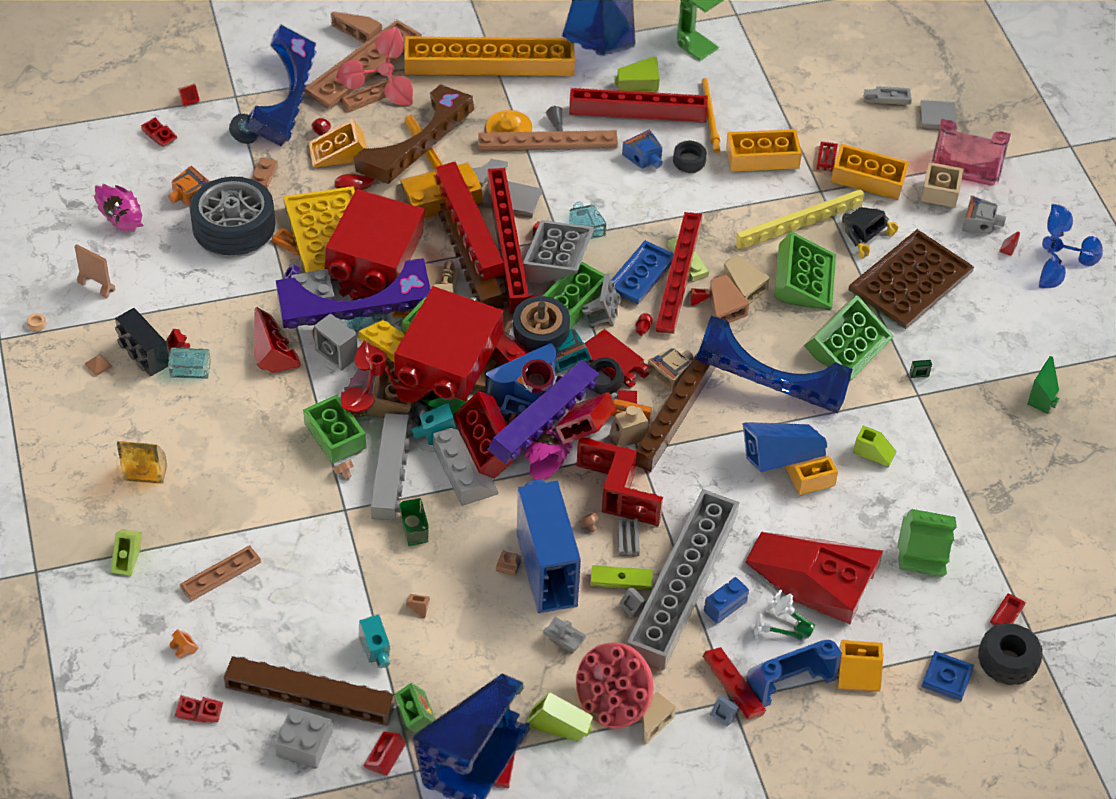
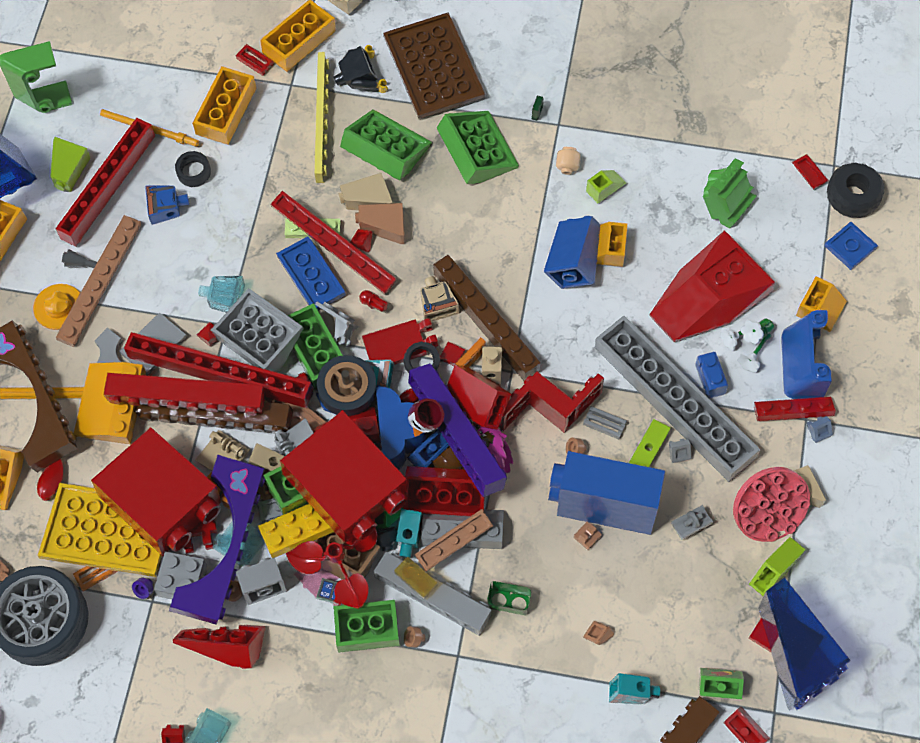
camera: 60 degrees left, 15 degrees up
(393, 440) = (416, 578): none -> clear yellow plate
(442, 454) = (454, 540): none -> nougat tile
(723, 351) = (455, 249): clear blue arch -> none
(881, 411) = (568, 160): none -> light nougat head
(1045, 388) = (605, 28): green slope -> none

